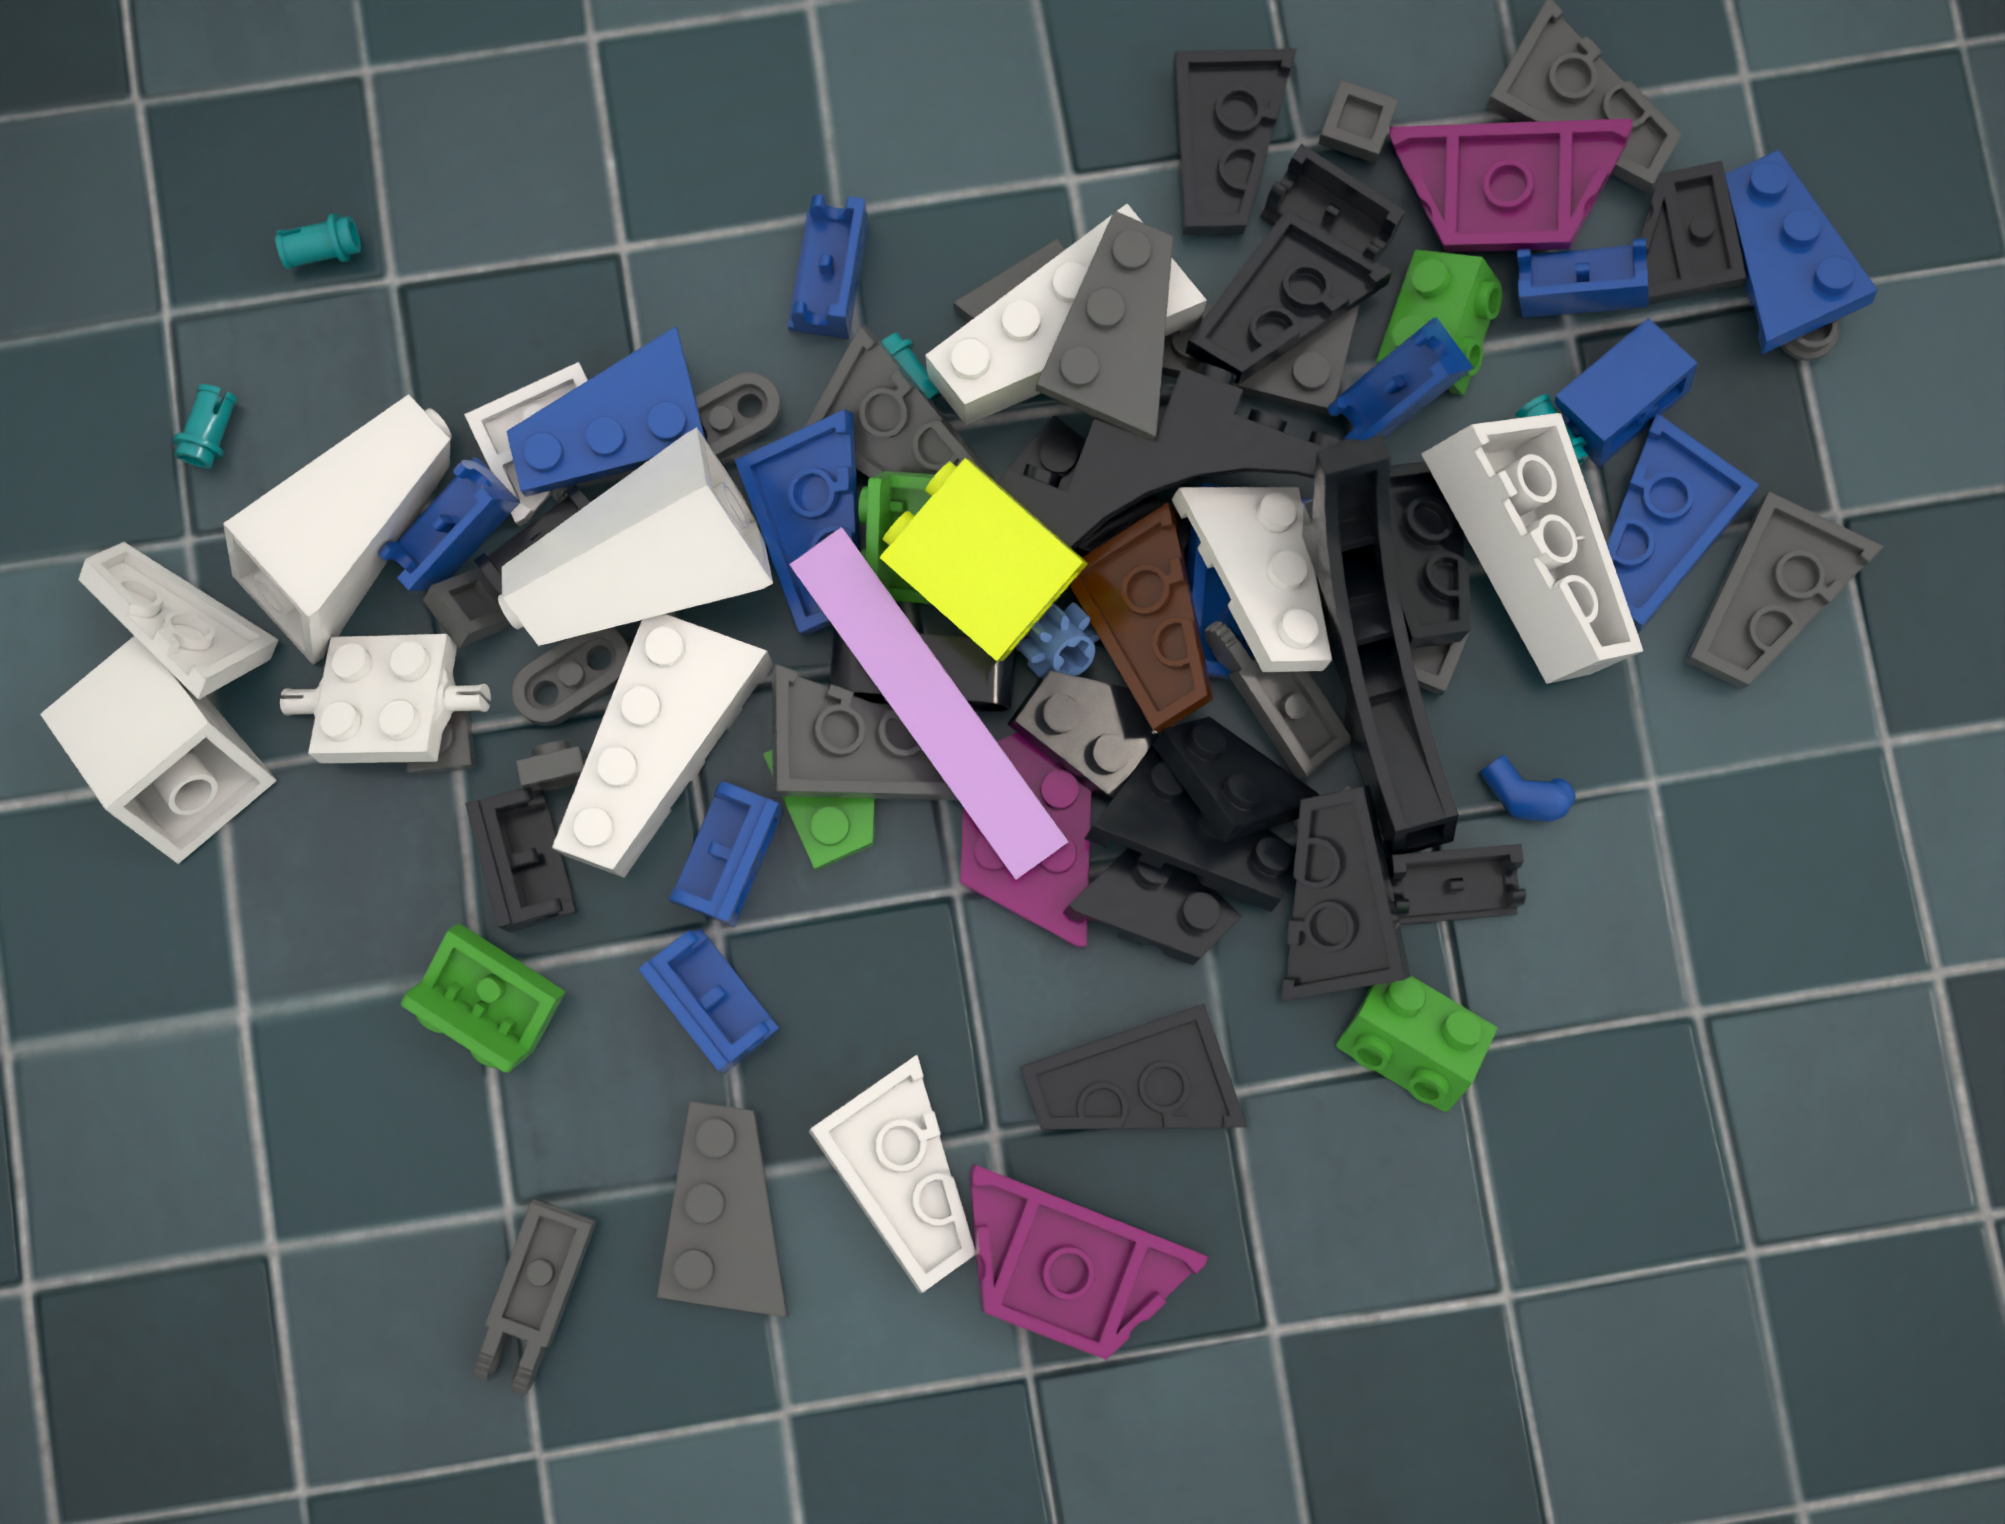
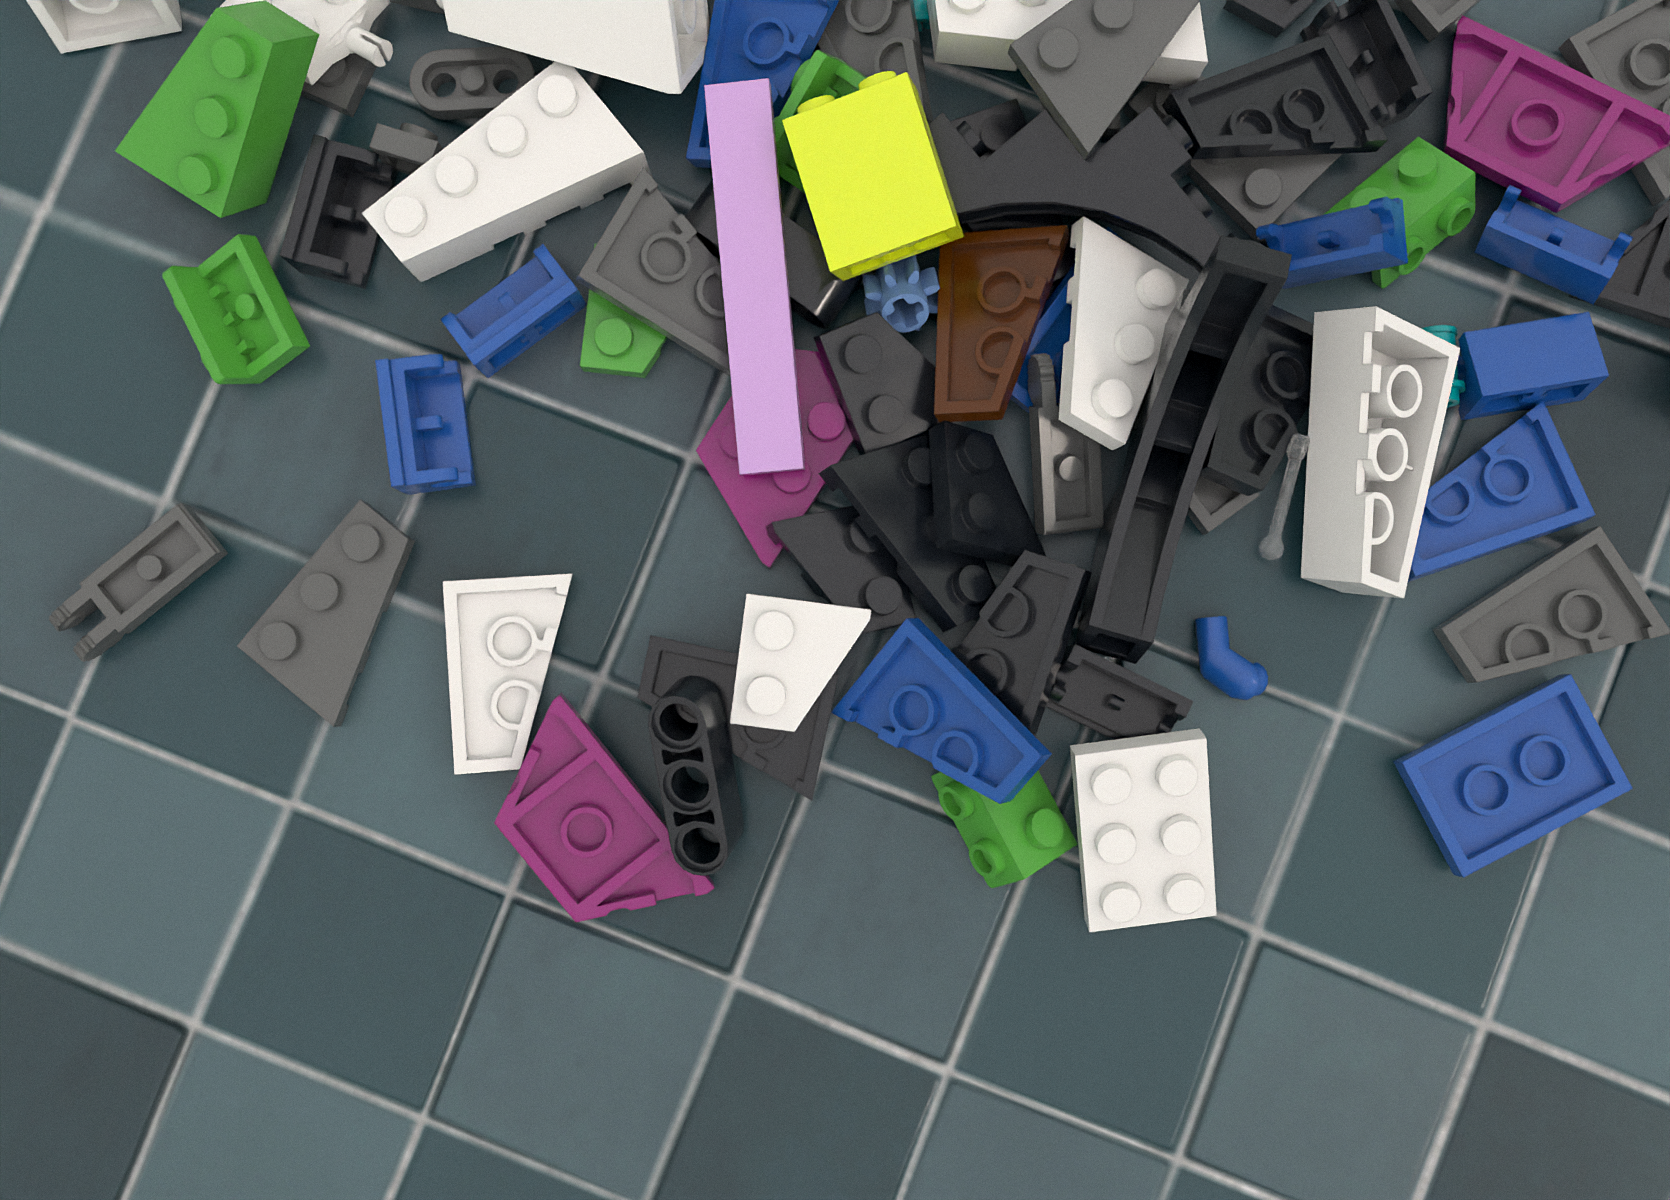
camera: 30 degrees right, 5 degrees up
(380, 829) = (226, 108): none -> bright green wedge
(1142, 1192) = (684, 800): none -> black beam
(1155, 1013) = (789, 657): none -> white wing
(1311, 981) = (939, 710): none -> blue wing
(1505, 670) = (1272, 546): none -> clear hinge
(1547, 980) = (1144, 829): none -> white plate
(1827, 746) = (1512, 775): none -> blue plate

